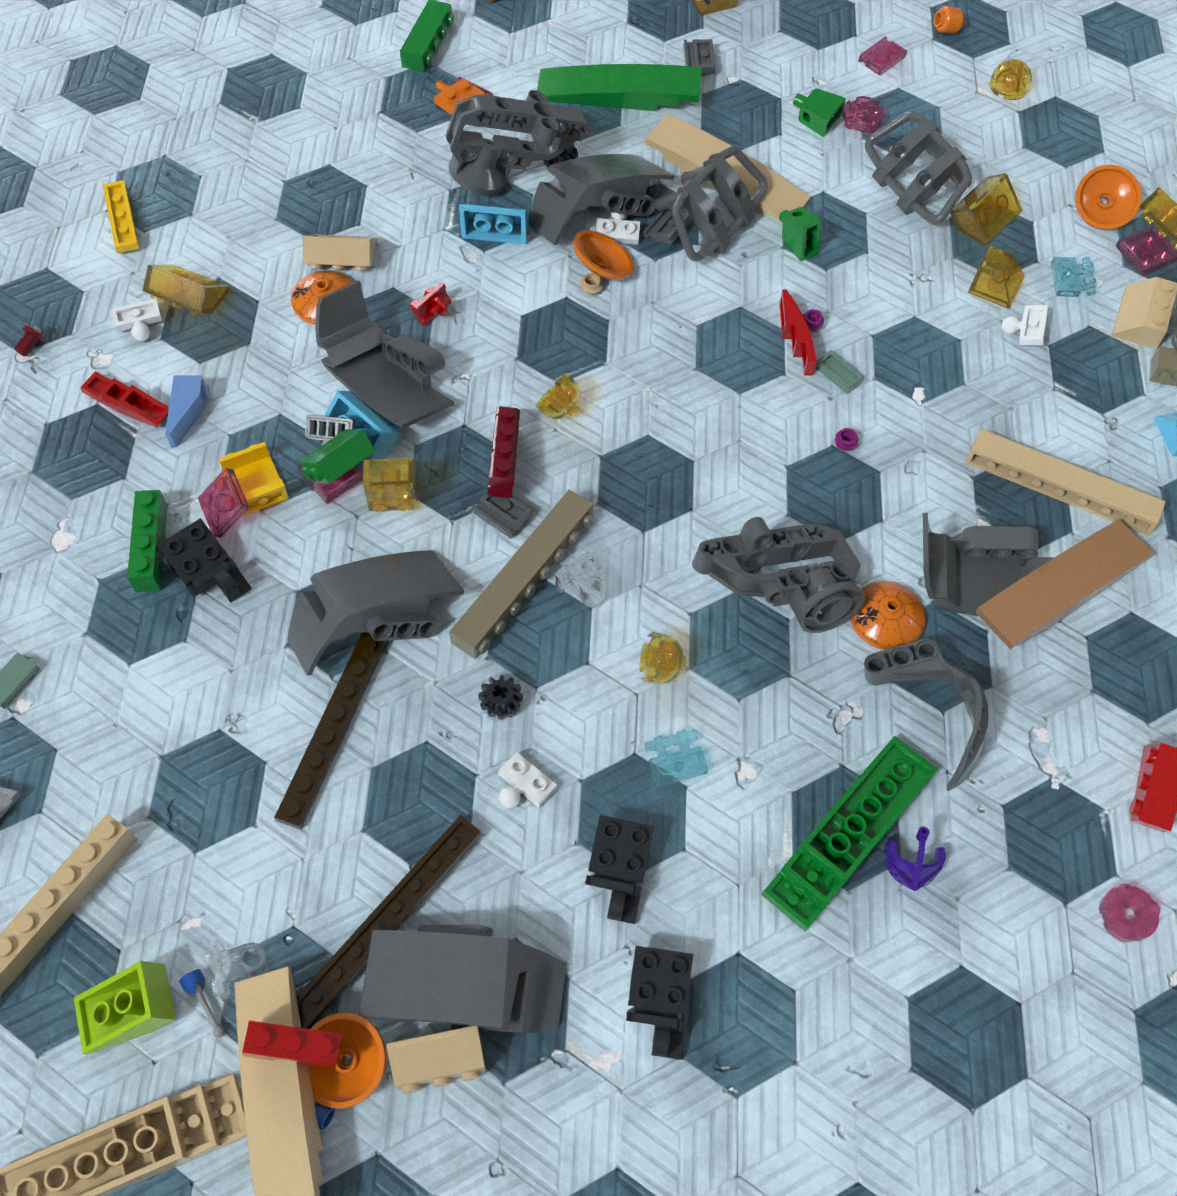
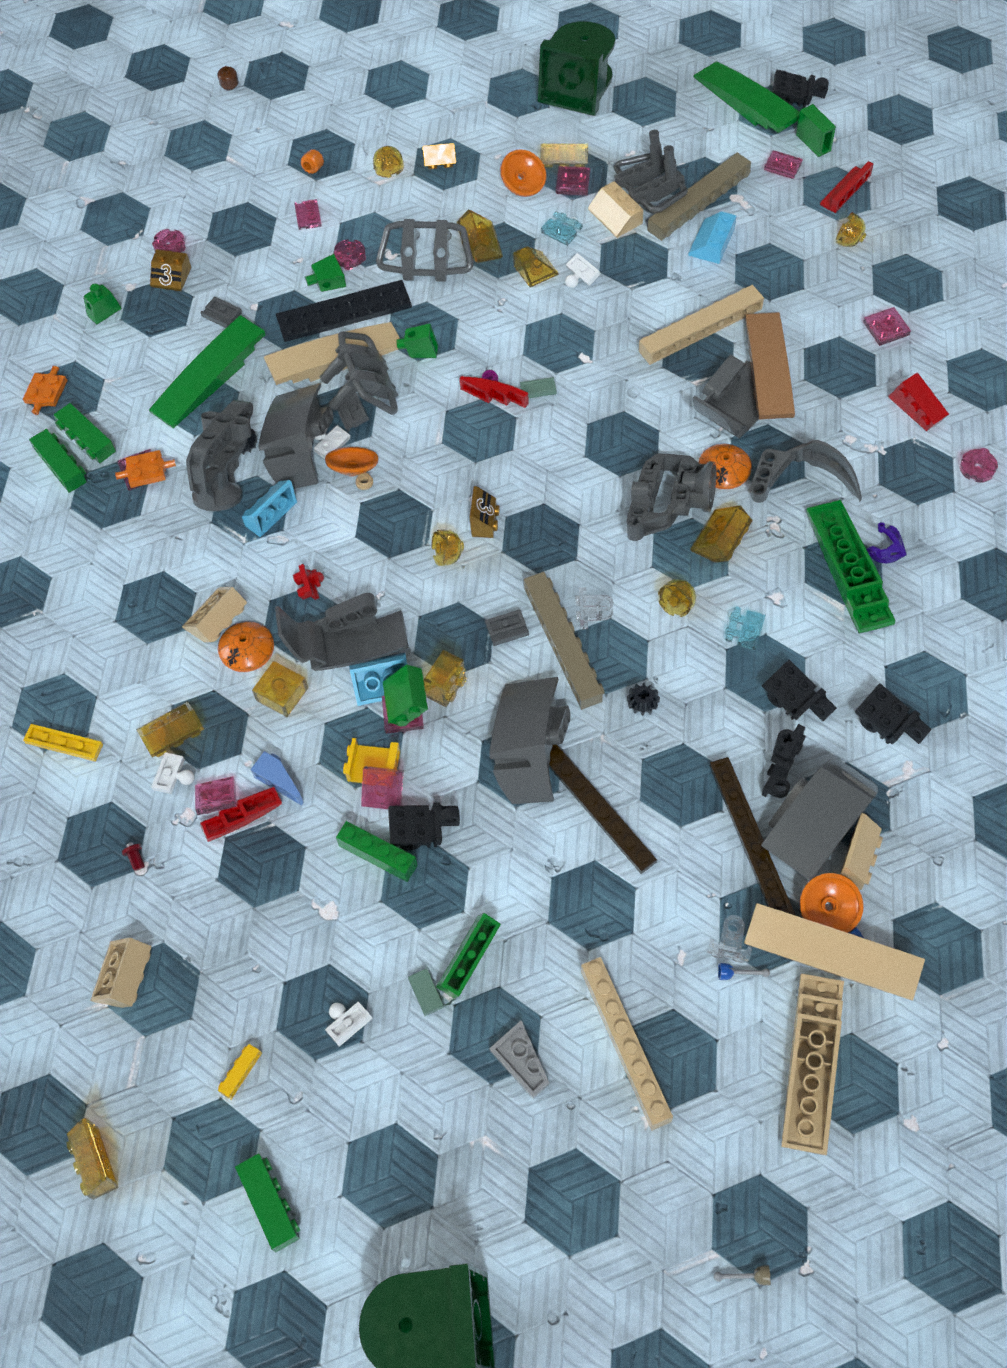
camera: 50 degrees left, 0 degrees up
(65, 694) = (468, 955): none -> green brick
(124, 1007) = (718, 1020): lime slope -> none
(130, 365) = (215, 795): none -> clear pink plate
(287, 350) = (280, 689): none -> clear yellow brick
(292, 1044) = (813, 919): red arch -> none
(316, 426) = (375, 697): slope -> none
(471, 36) = (84, 433): none -> green brick
(504, 452) = (467, 600): dark red brick -> none
(511, 896) = (785, 749): none -> black plate
(525, 780) = (709, 716): white plate -> none
(626, 405) = (483, 514): none -> pearl gold slope
(786, 662) = (722, 534): none -> clear yellow slope
(791, 151) = (343, 310): none -> black plate
(849, 435) = (591, 413): magenta plate -> none
(1061, 115) = (439, 155): none -> slope

